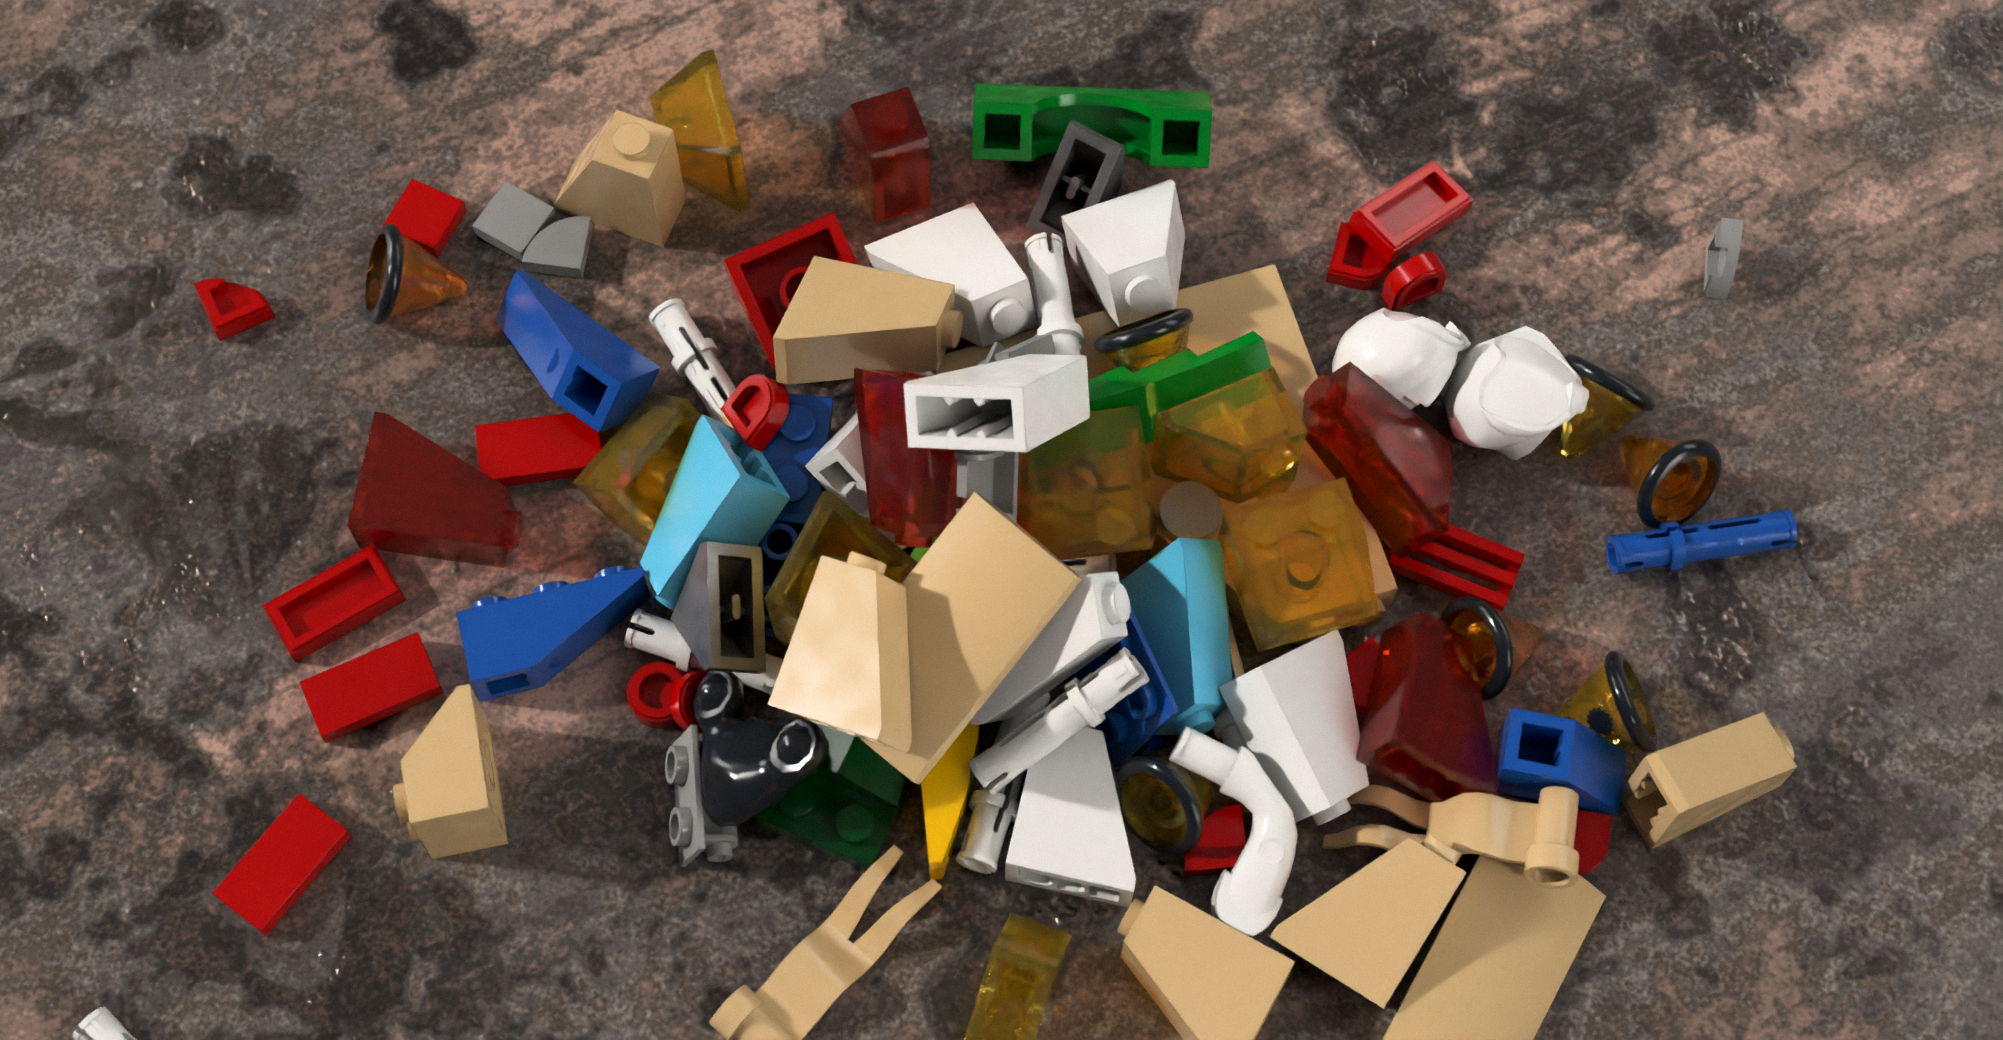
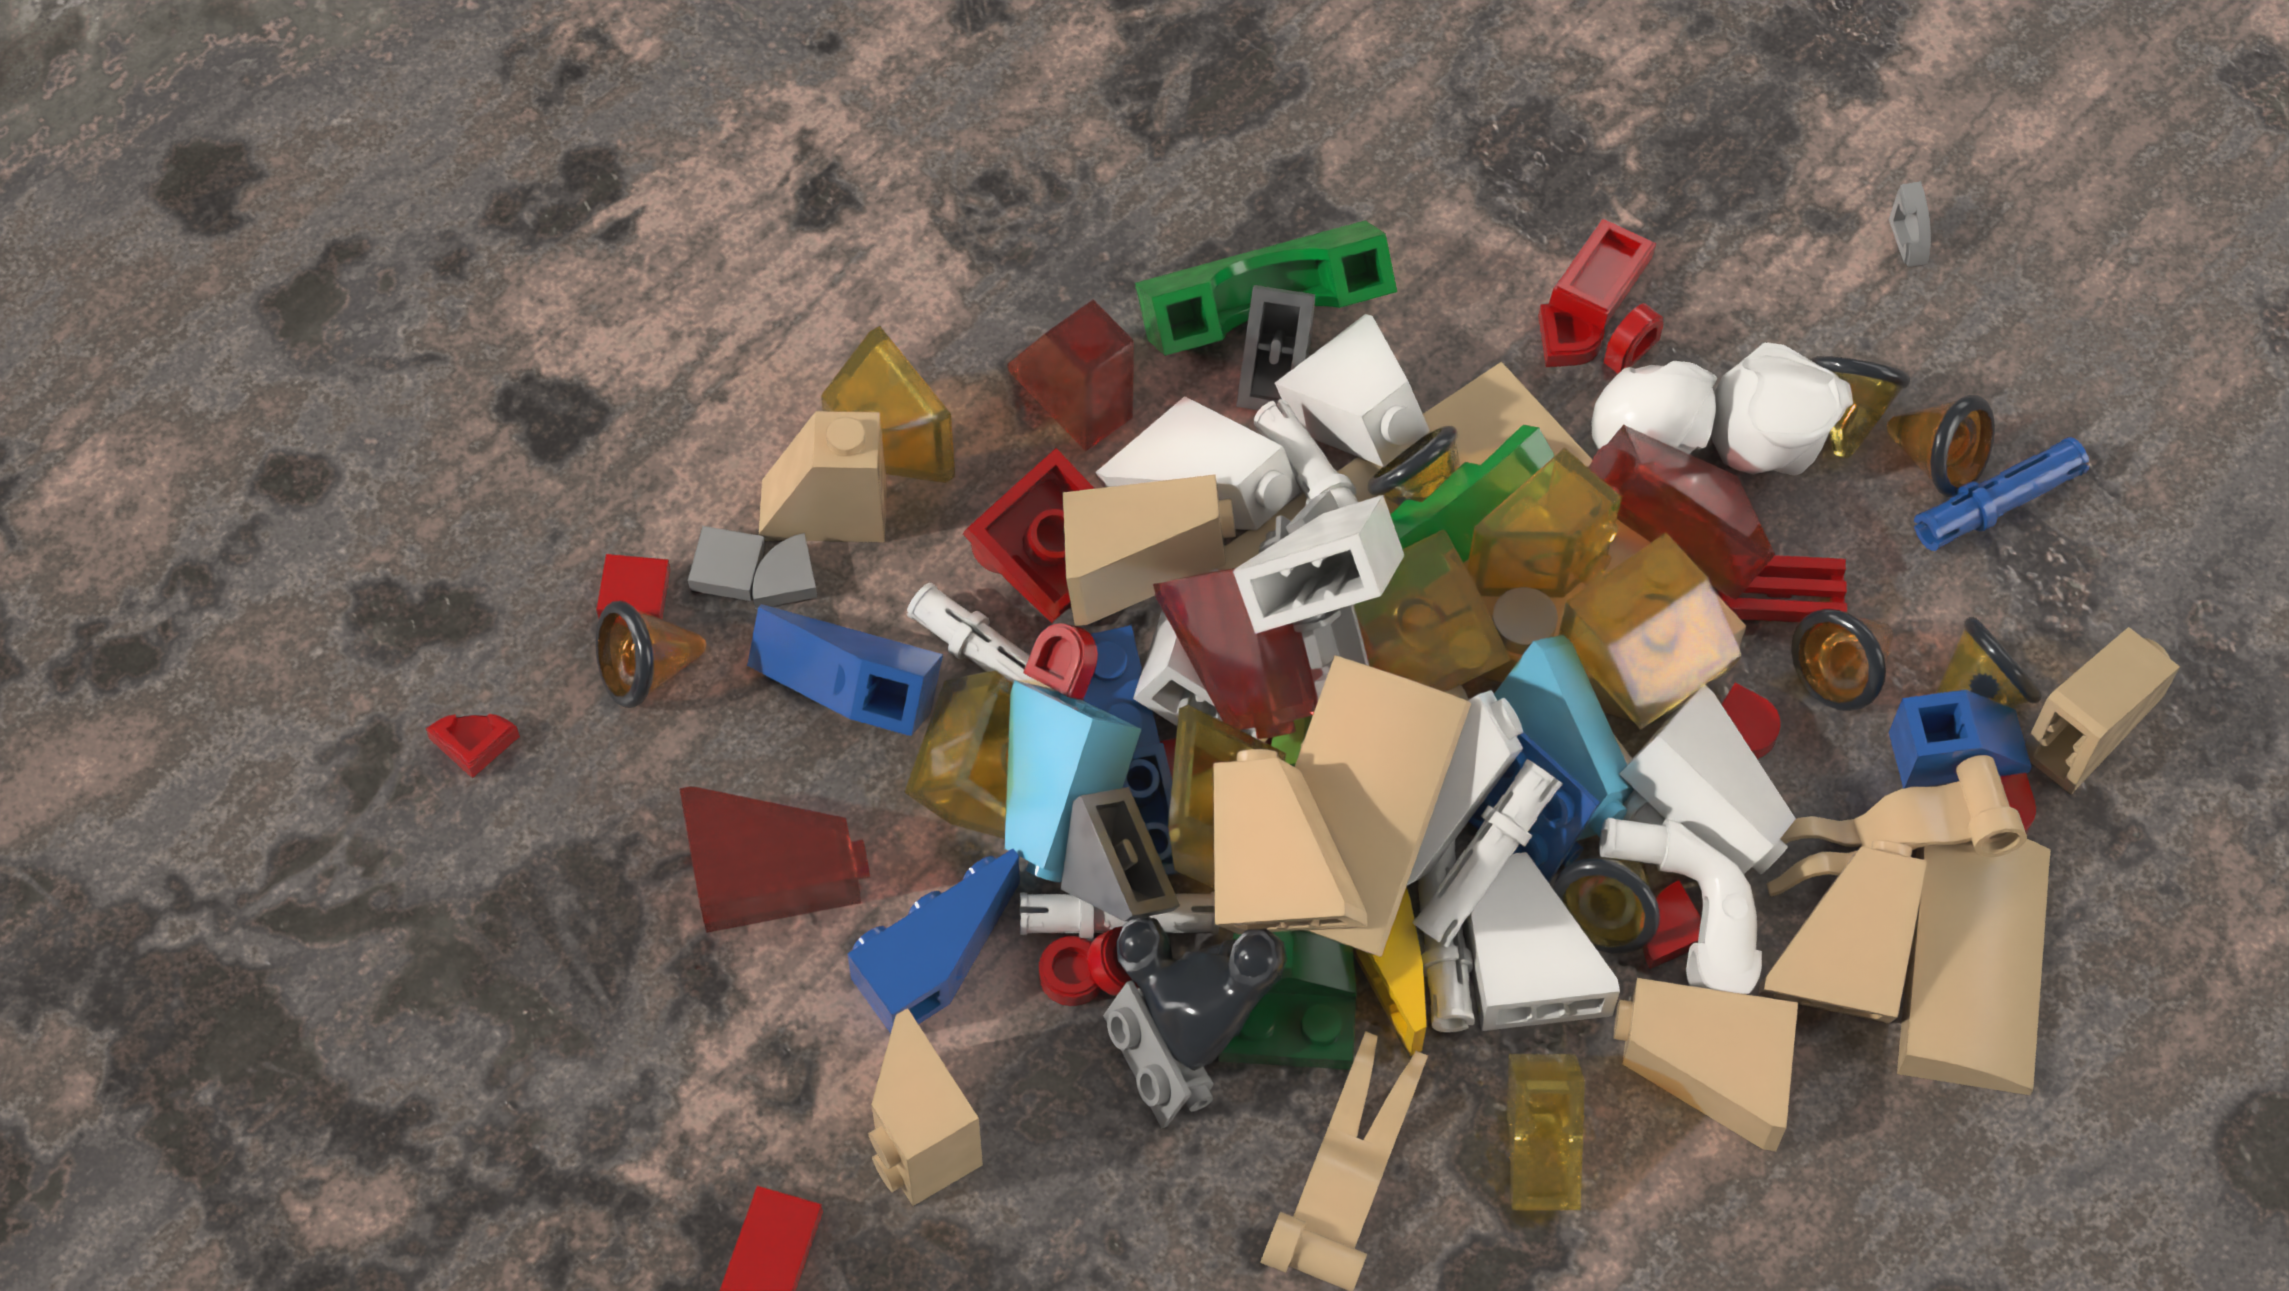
camera: 20 degrees left, 5 degrees down
(334, 603) = (707, 993): red tile -> none
(371, 687) = (782, 1061): red tile -> none
(536, 448) = (850, 773): red tile -> none
(1427, 712) = (1820, 733): clear red slope -> none

